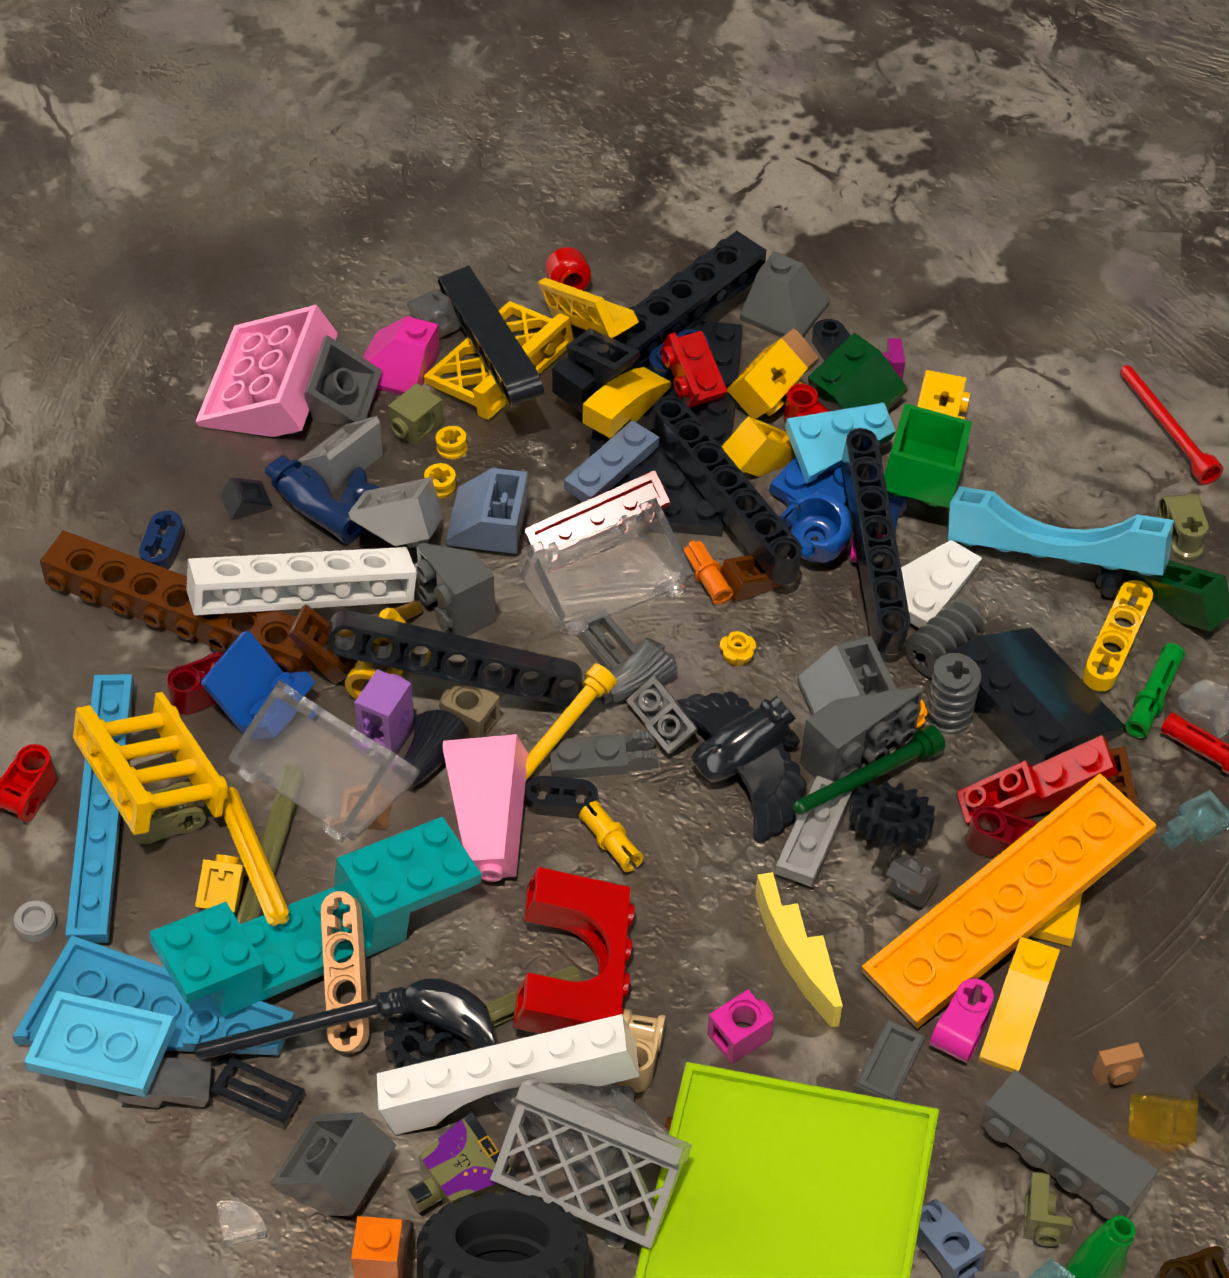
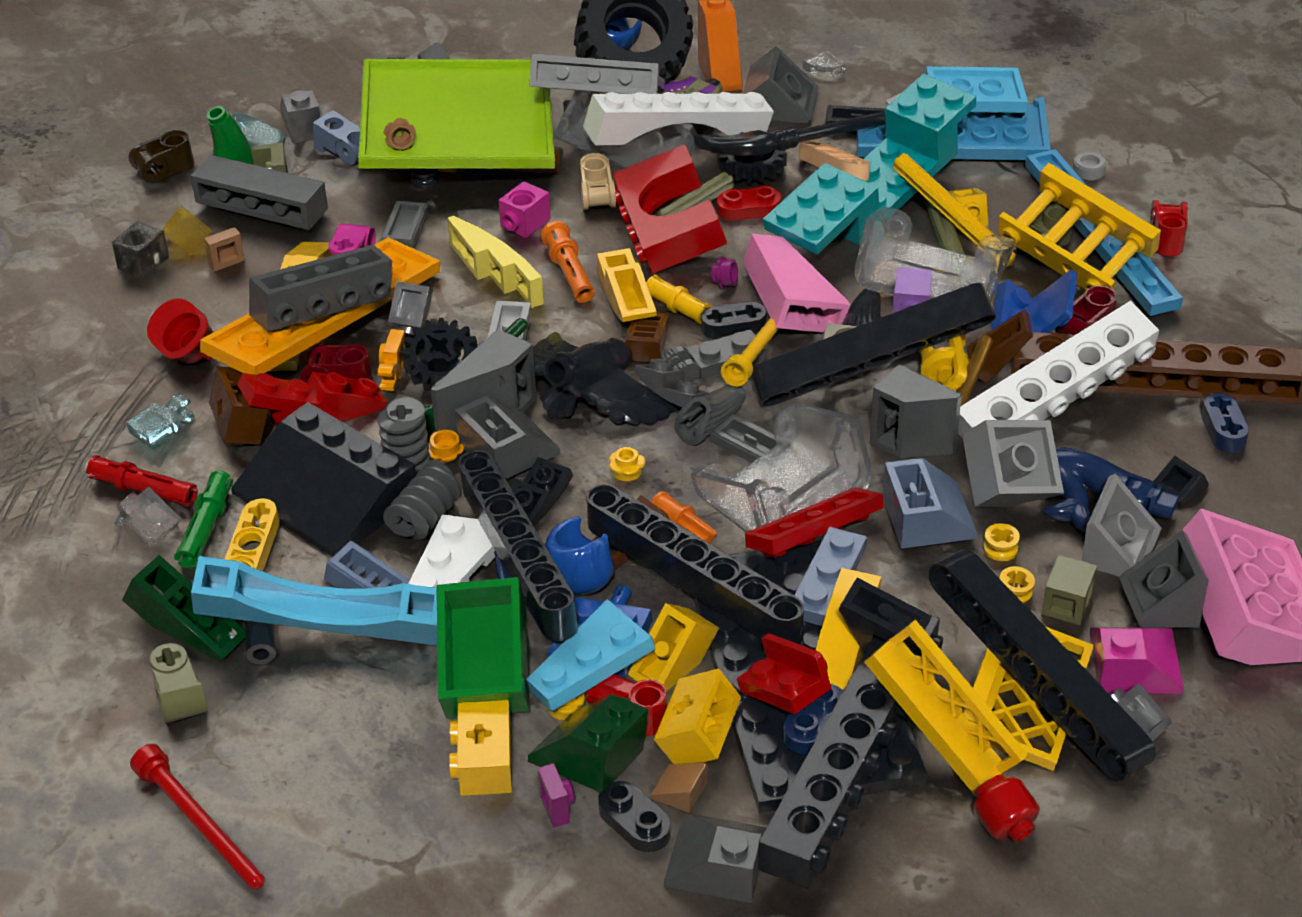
camera: 165 degrees right, 10 degrees down
(466, 971) = (747, 203): none -> red plate
(544, 858) = (725, 272): none -> magenta plate
(663, 863) = (625, 285): none -> yellow slope
(672, 779) = (647, 337): none -> reddish brown slope
(713, 943) = (580, 285): none -> orange pin
(835, 629) = (541, 488): none -> black slope
(878, 1133) = (403, 141): none -> medium nougat plate
(942, 836) = (391, 360): none -> light orange plate
(1018, 853) = (320, 287): none -> dark grey brick
(1021, 611) = (352, 555): none -> sand blue slope
(1171, 918) = (177, 330): none -> red piece

